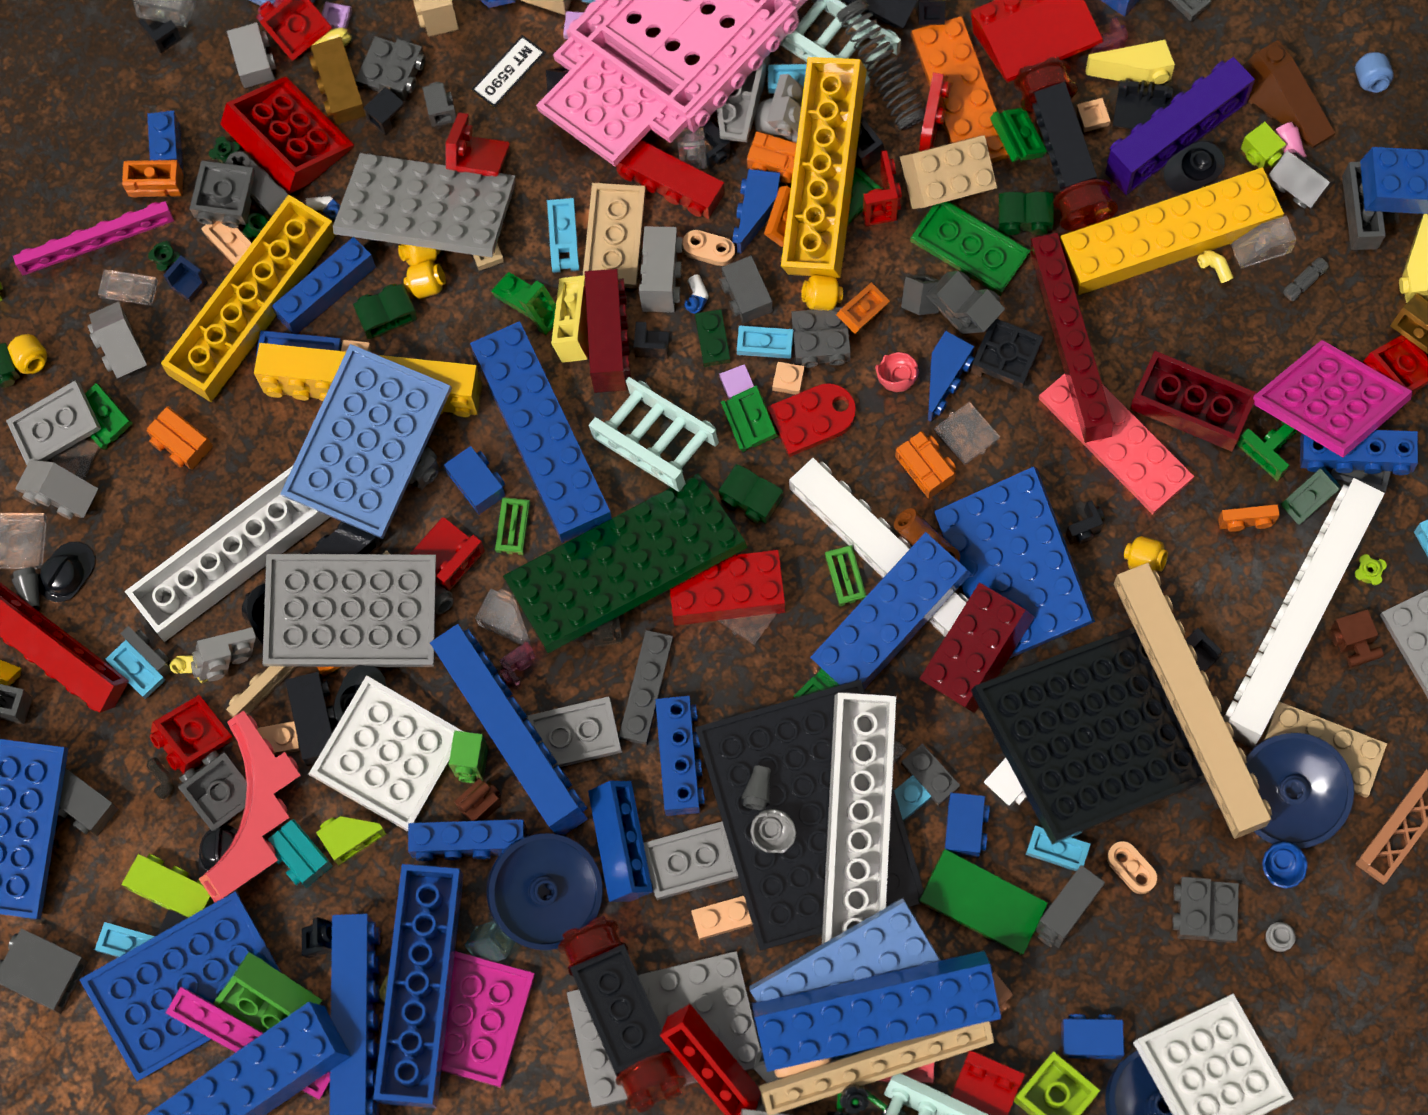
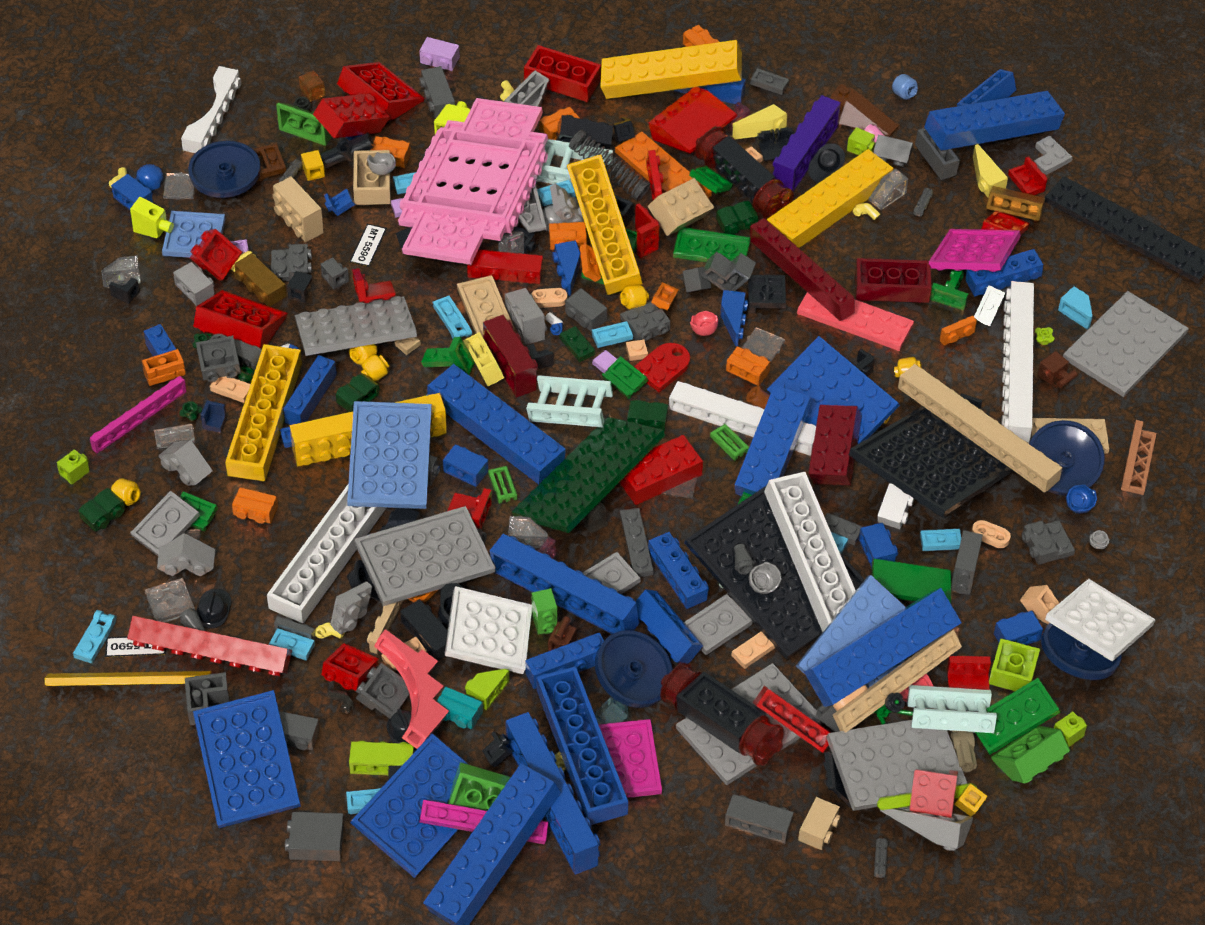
camera: 30 degrees left, 20 degrees down
(1144, 1007) = (1040, 601): none -> light nougat slope

